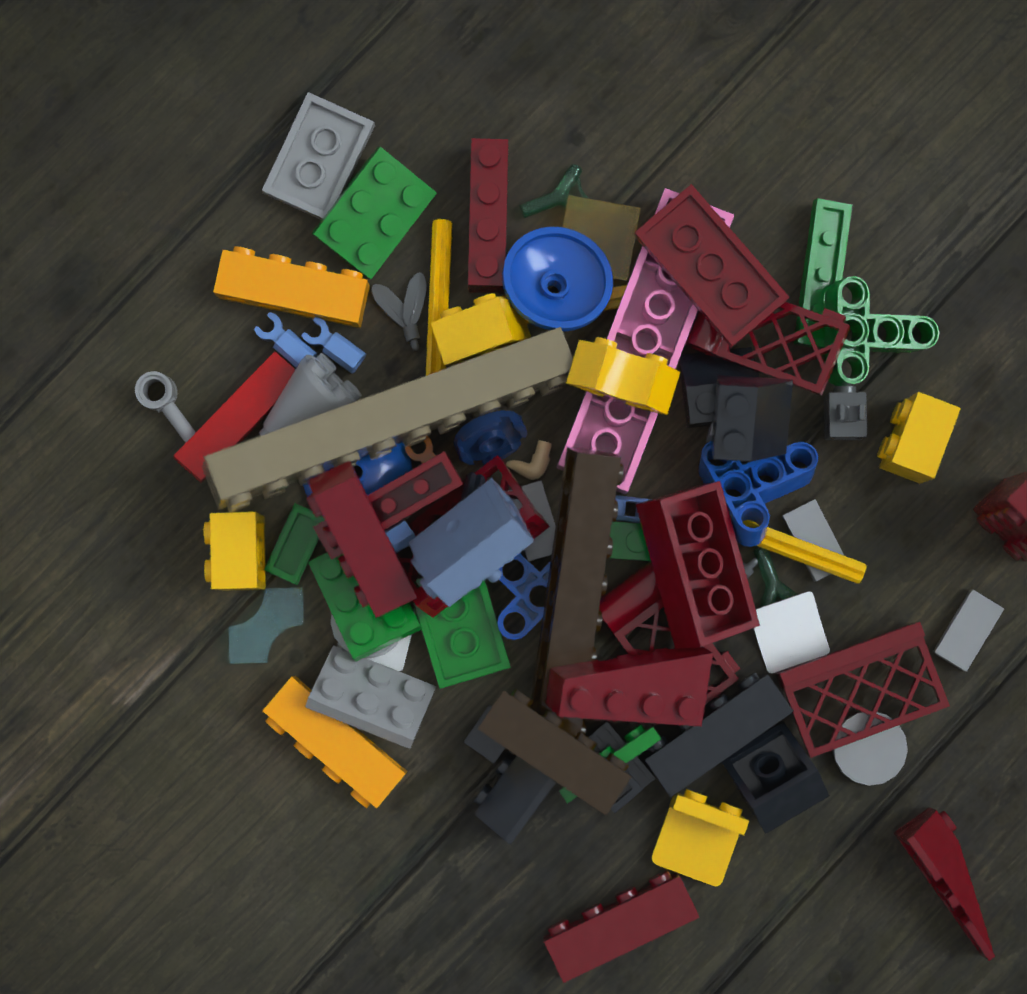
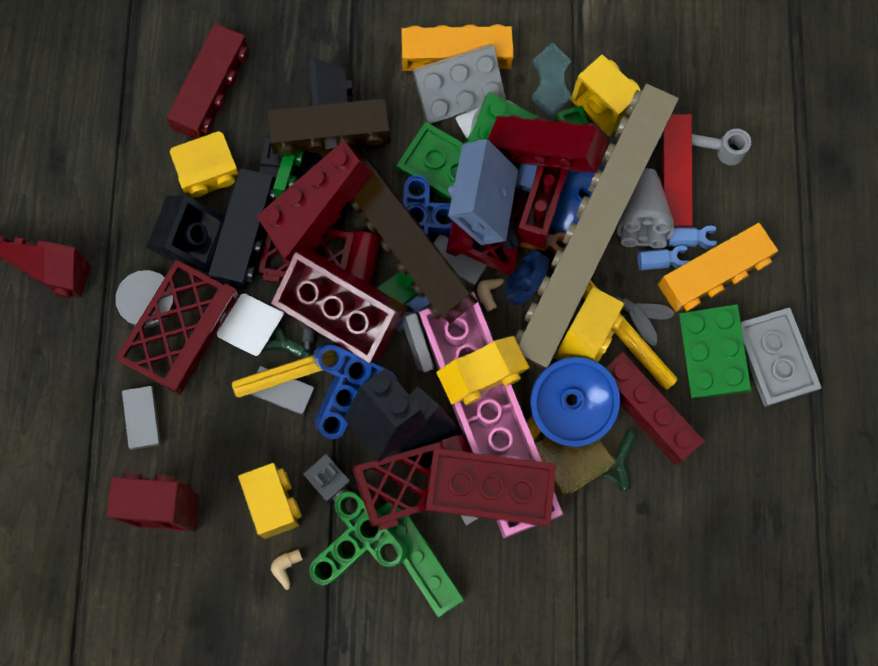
camera: 130 degrees right, 10 degrees down
(650, 467) = (417, 342): none -> light grey tile
(948, 378) = (282, 562): none -> tan animal

